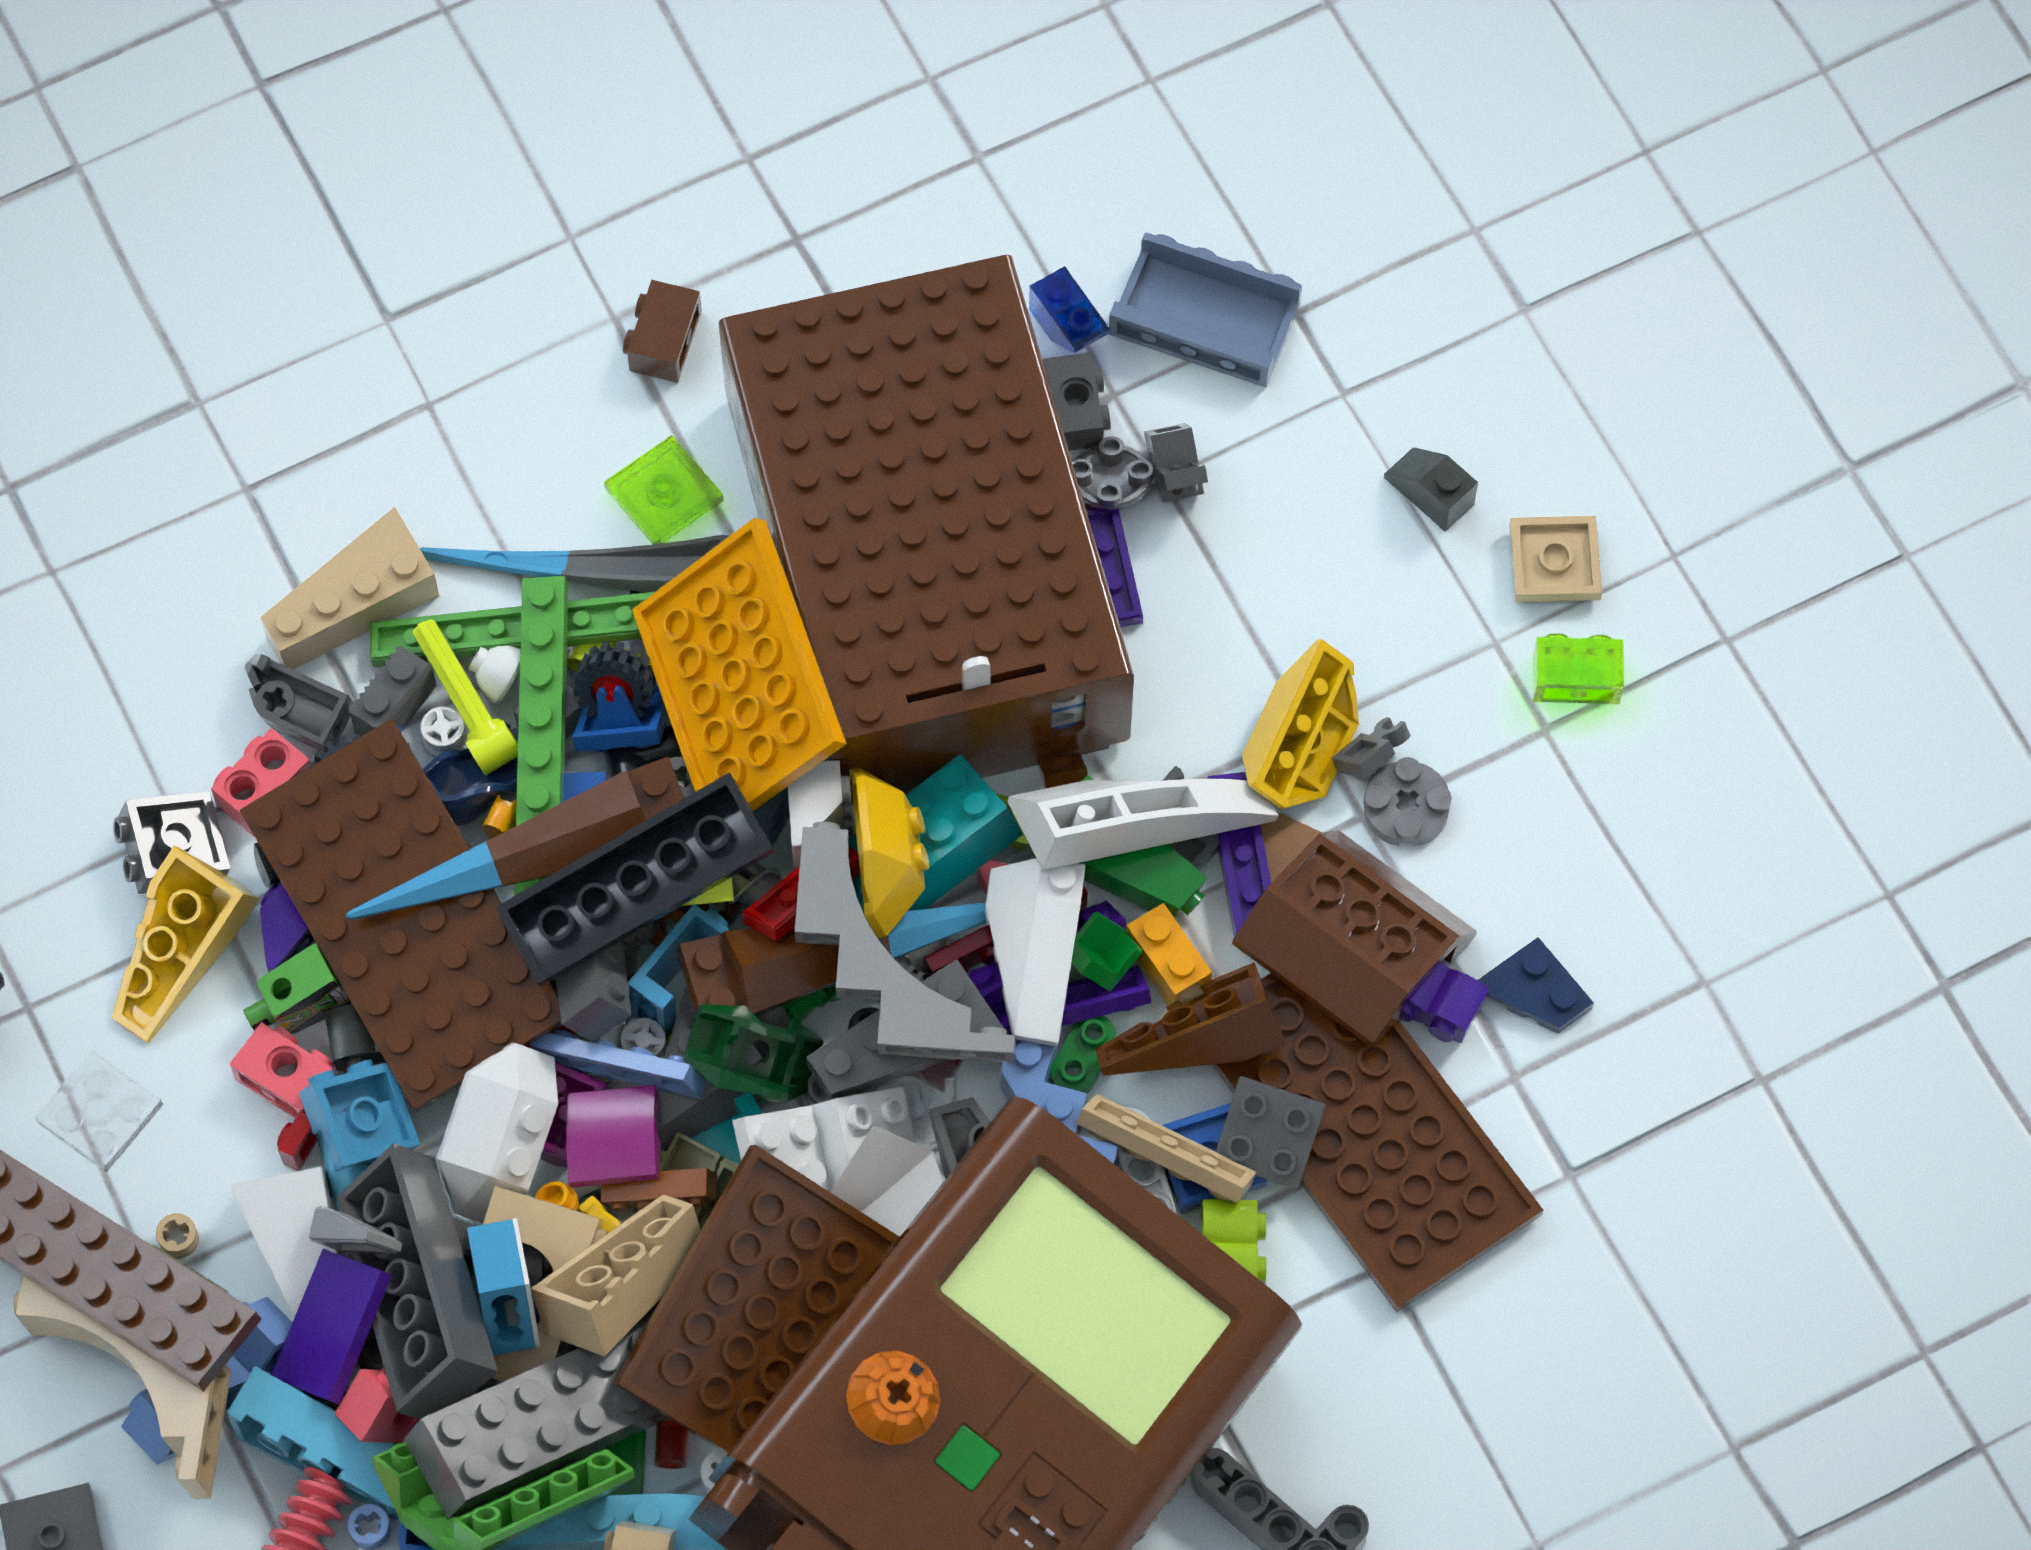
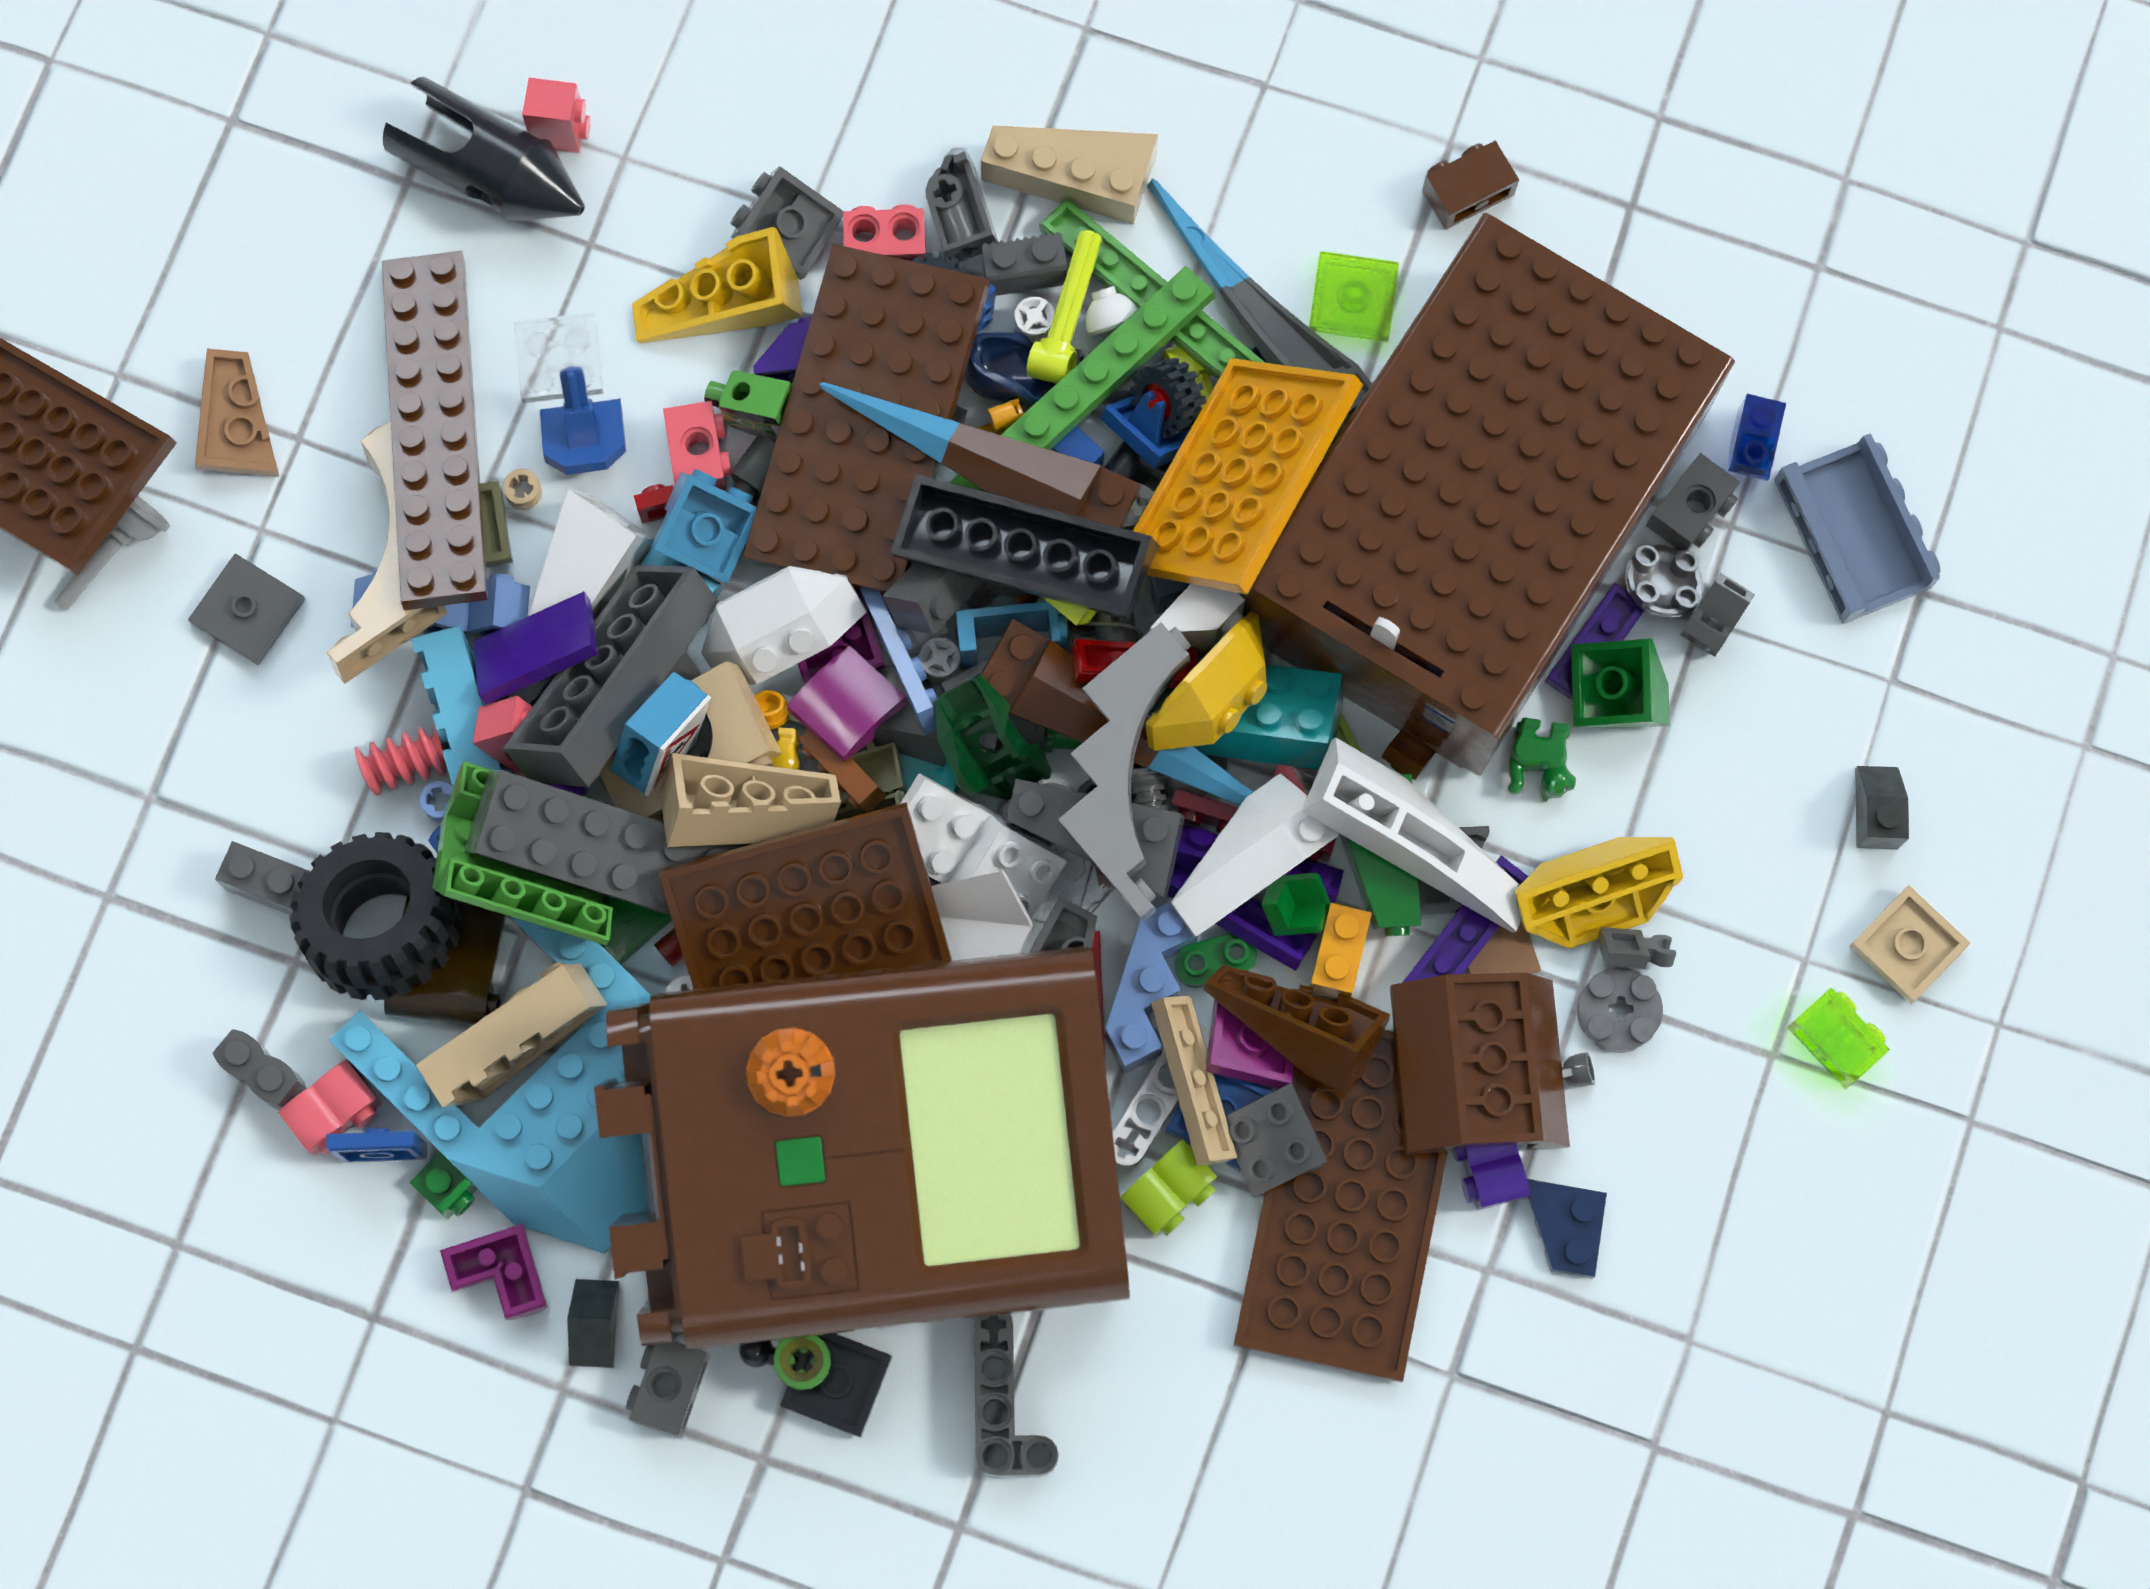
camera: 45 degrees right, 10 degrees up
(181, 1144) = (582, 432): none -> blue piece
(349, 1234) = (607, 598): light grey slope -> none
(1161, 576) = (1619, 685): none -> green slope
(1162, 677) = (1543, 755): none -> green animal
(1178, 1093) = (1243, 1054): none -> magenta plate
(1428, 870) = (1582, 1070): none -> dark grey hinge

